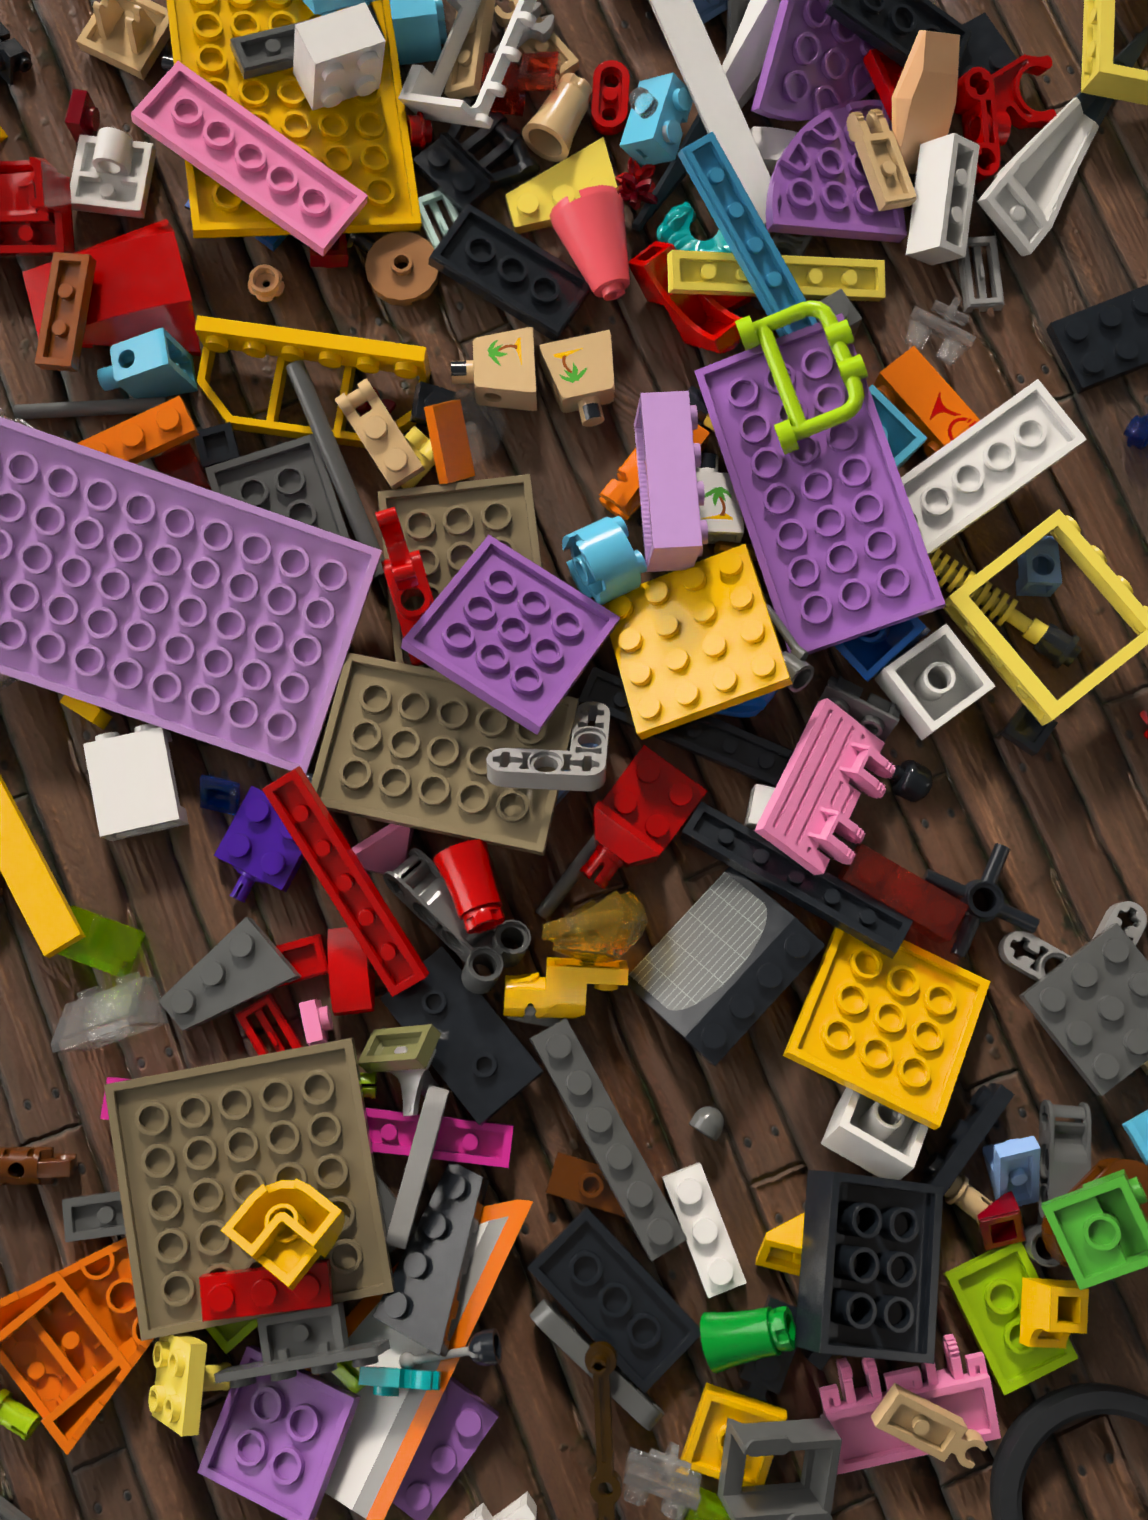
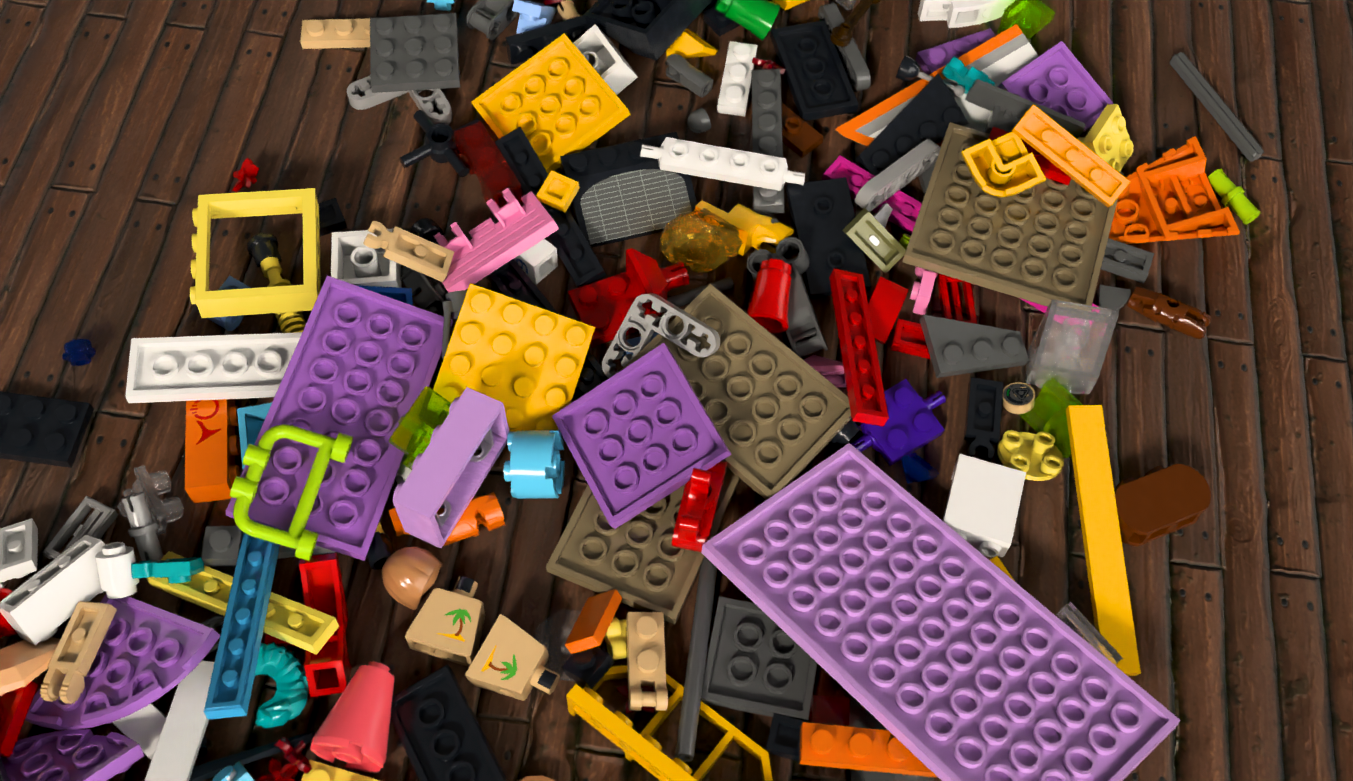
camera: 150 degrees left, 20 degrees down
(95, 1148) = (1112, 297): none -> dark grey tile
(108, 876) = (1031, 454): none -> light yellow dish
(151, 944) = (1018, 398): none -> tile
(179, 896) = (983, 416): none -> black plate
(206, 1292) = (1070, 156): none -> light orange panel
(627, 1040) = (723, 164): none -> white plate
(643, 379) = (410, 574): none -> medium nougat hair
(672, 1269) = (767, 64): none -> dark red plant
(727, 507) = (418, 424): none -> clear neon green panel
(764, 1191) = (688, 75): none -> dark grey bar
(790, 885) = (558, 191): none -> yellow plate
(857, 263) = (177, 569): none -> teal plate
(889, 709) = (410, 250): none -> tan plate
(905, 236) = (116, 570): none -> white brick
(921, 293) = (142, 527): none -> light grey pin

